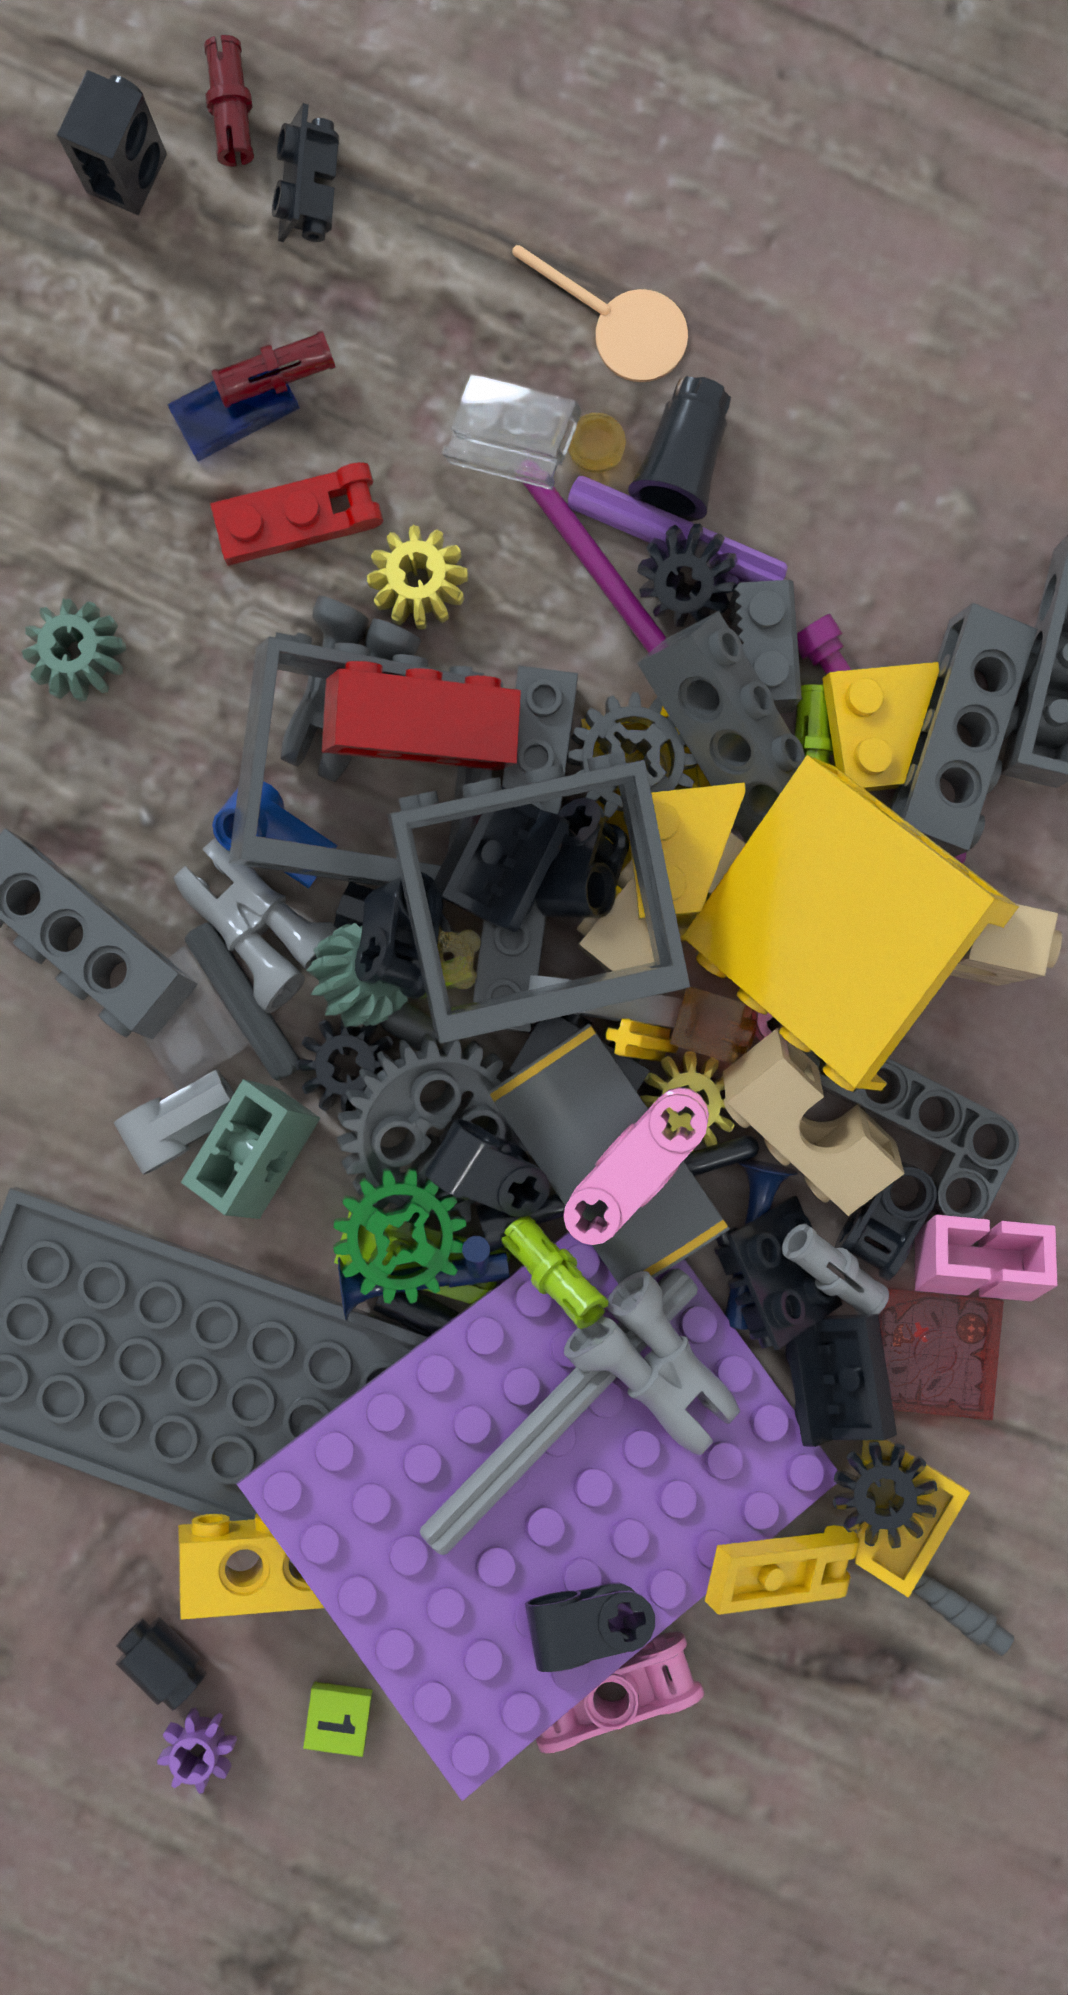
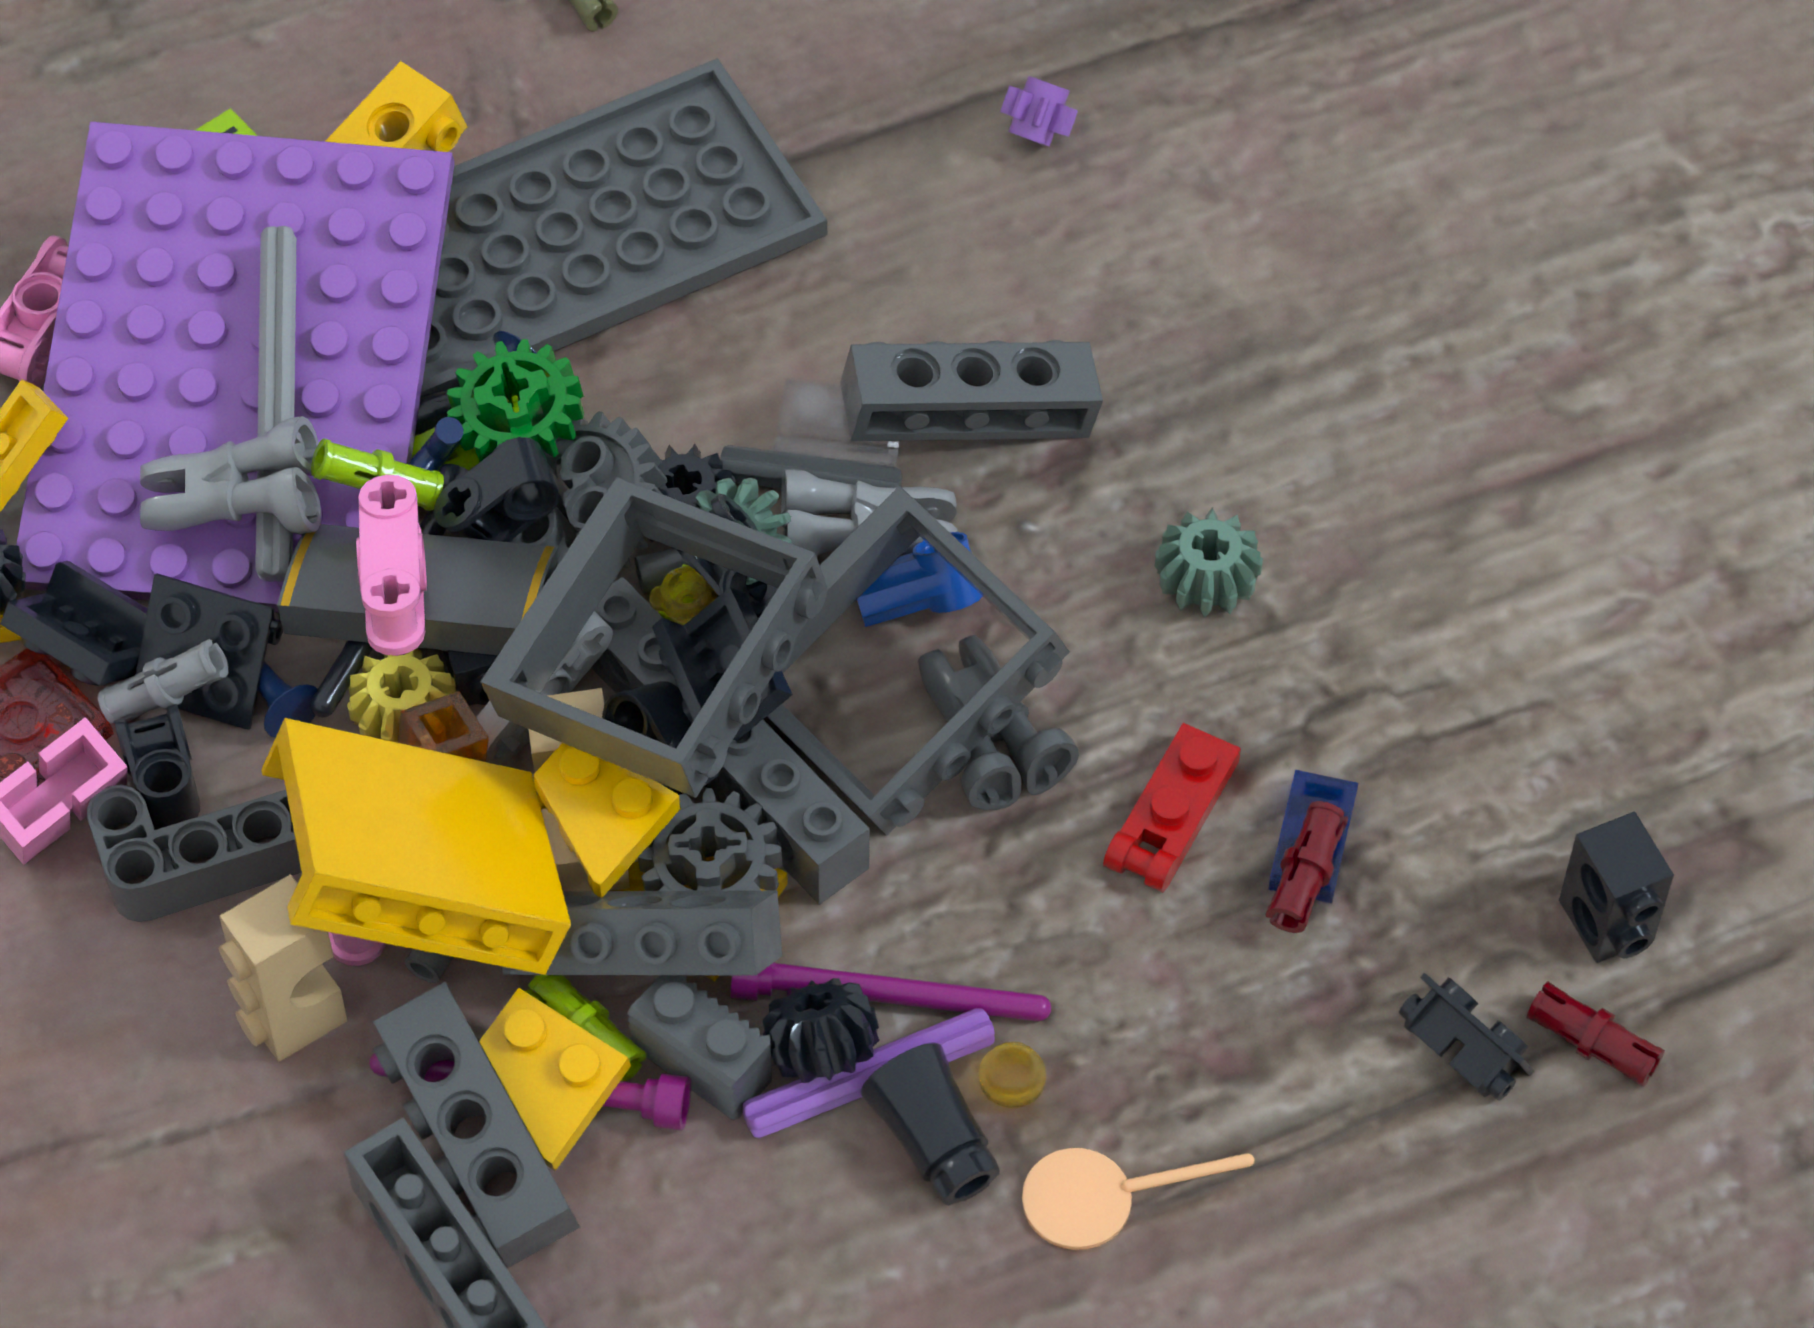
camera: 125 degrees right, 30 degrees down
(160, 1662) = (375, 60): black brick -> none
(166, 1127) = (764, 352): light grey piece -> none
(188, 1767) = (304, 46): medium lavender gear -> none
(250, 1150) = (687, 379): sand green brick -> none
(408, 557) = (1026, 842): light yellow gear -> none
(420, 717) = (888, 700): red brick -> none
(512, 432) = (1082, 1009): clear plate -> none
(575, 1628) = (114, 282): black piece -> none
(641, 1040) = (483, 646): yellow axle -> none
(839, 1158) = (230, 749): tan arch -> none

